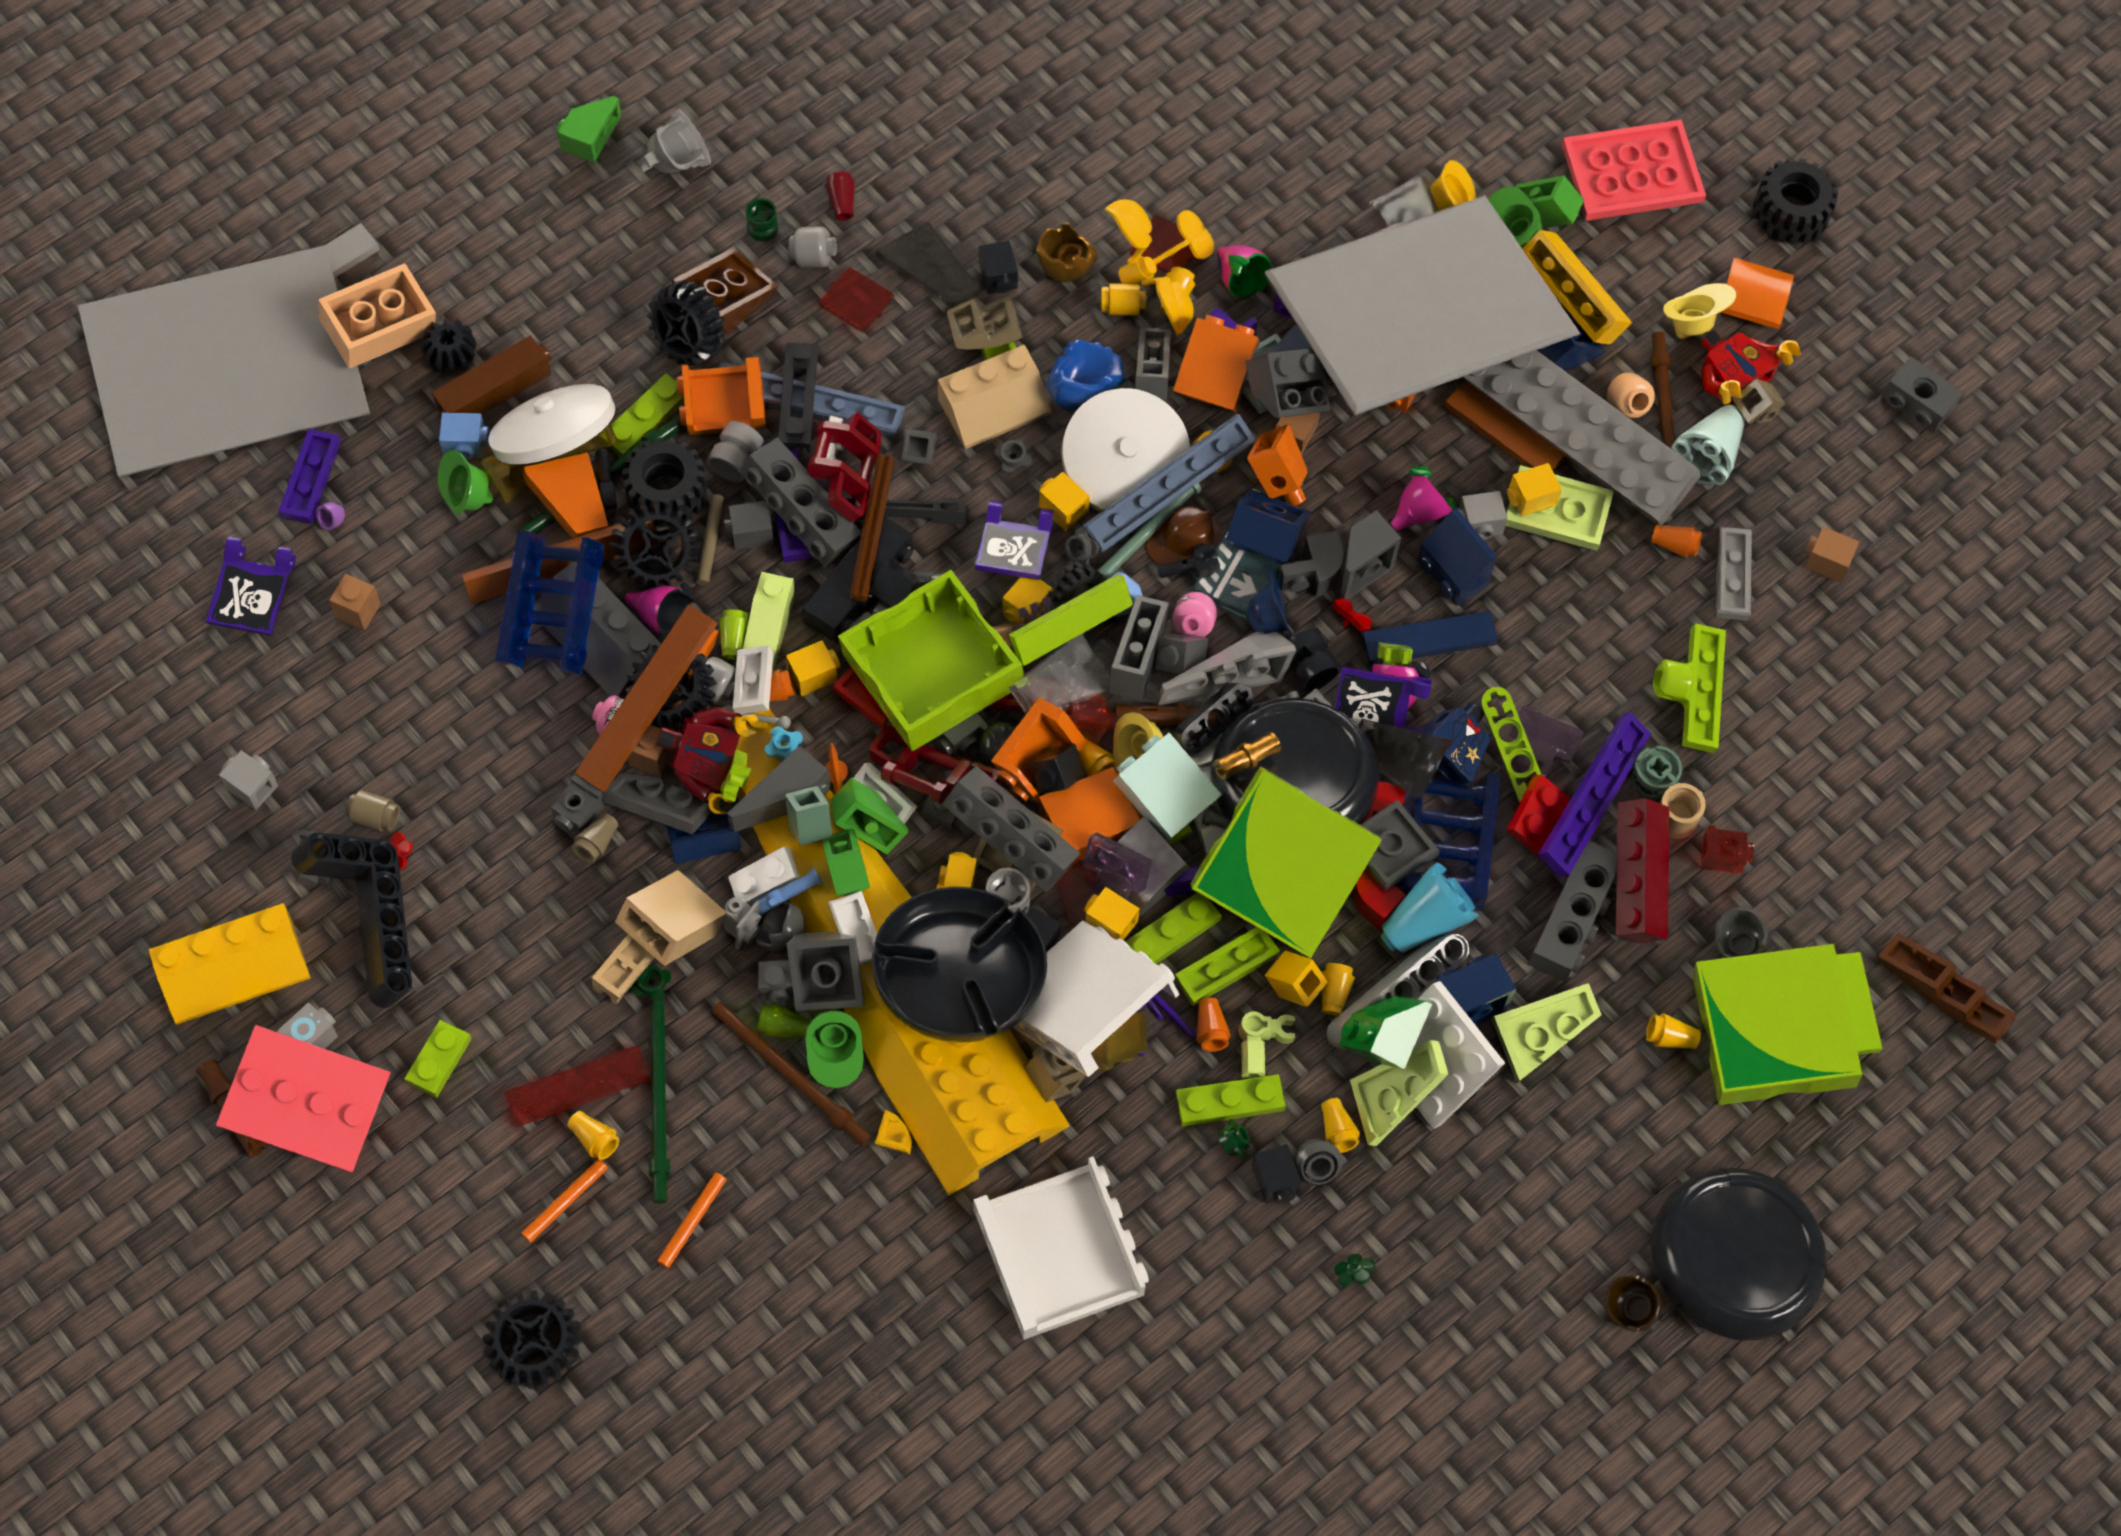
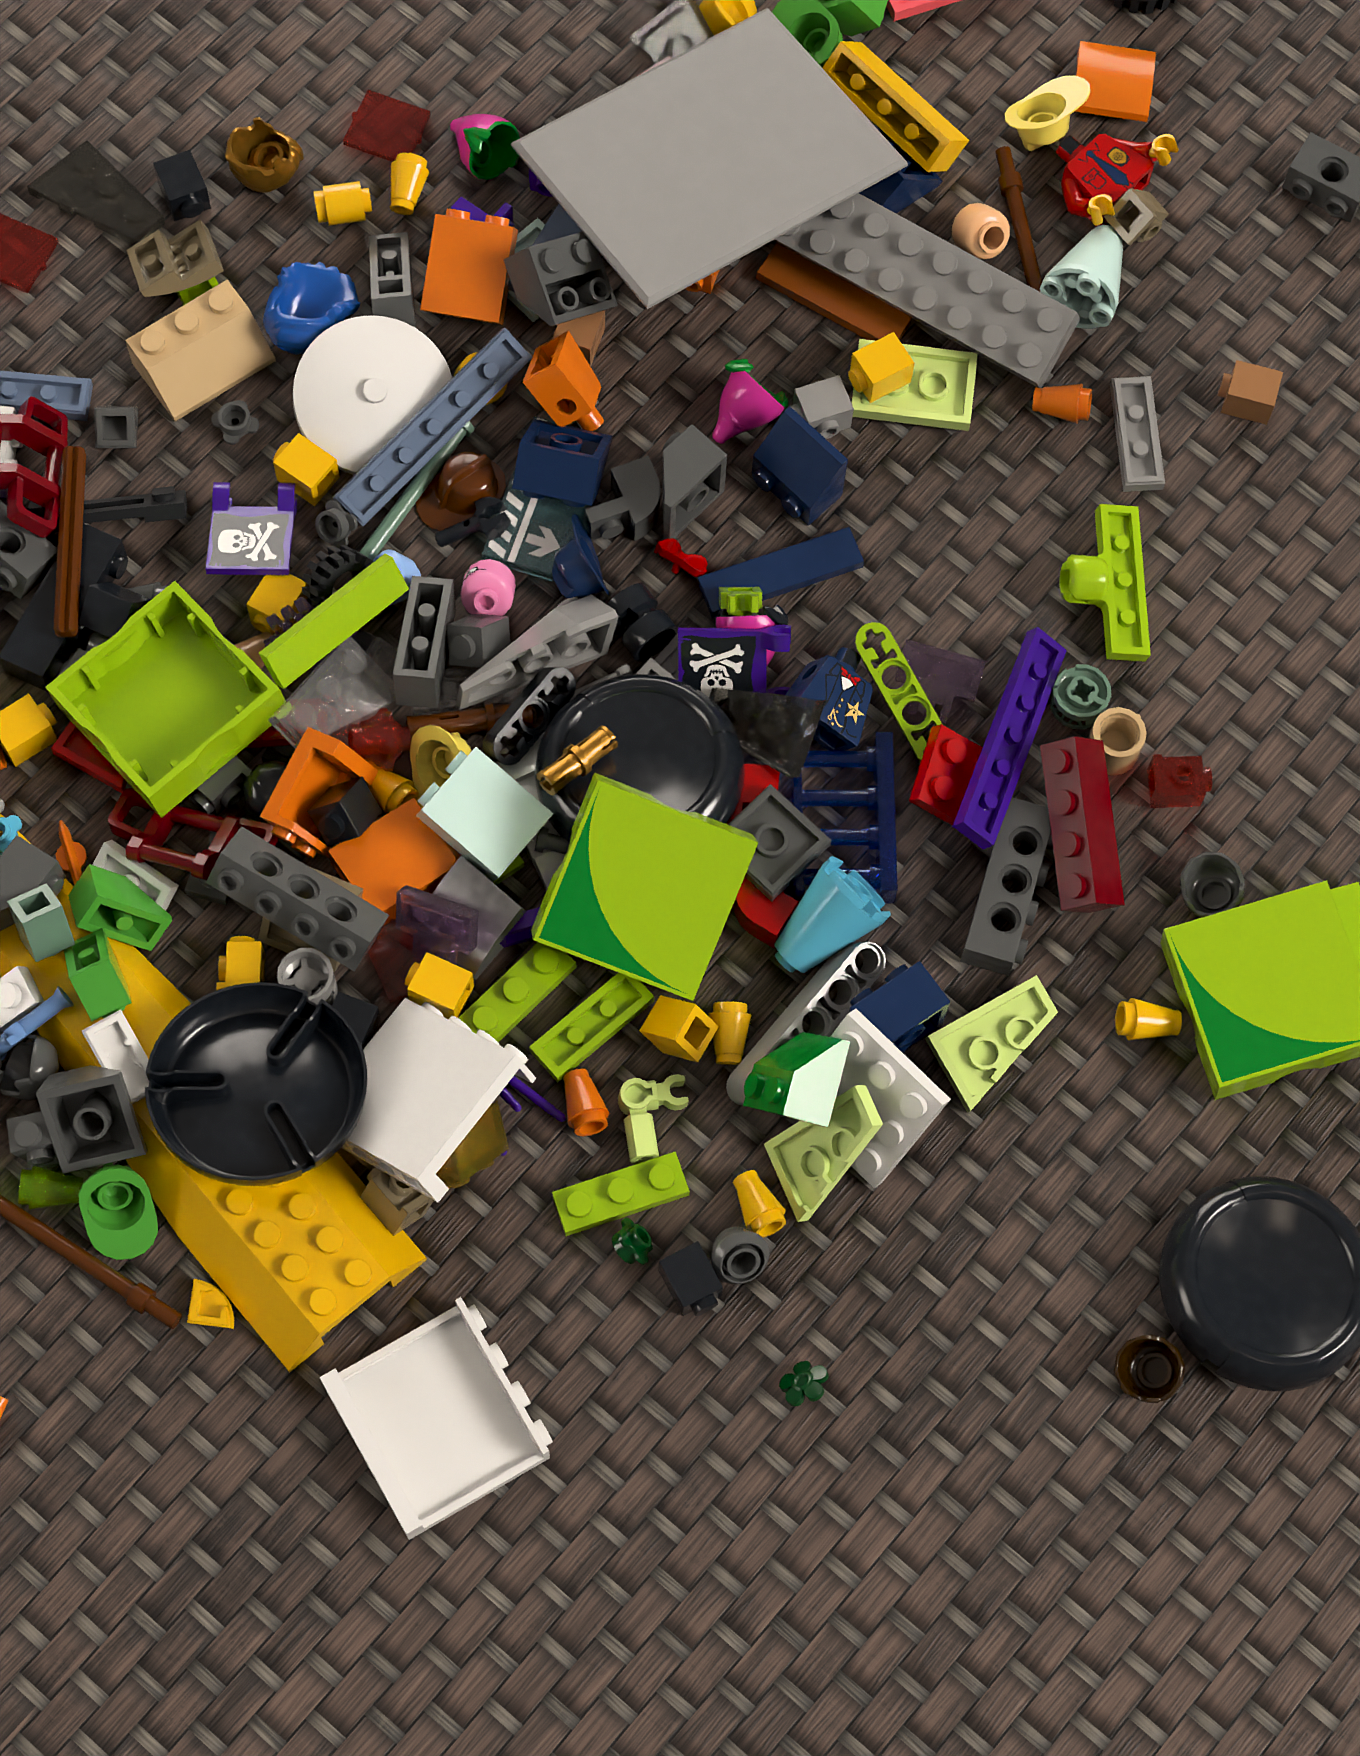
camera: 10 degrees left, 5 degrees up
(1141, 270) = (342, 112): yellow plant -> none

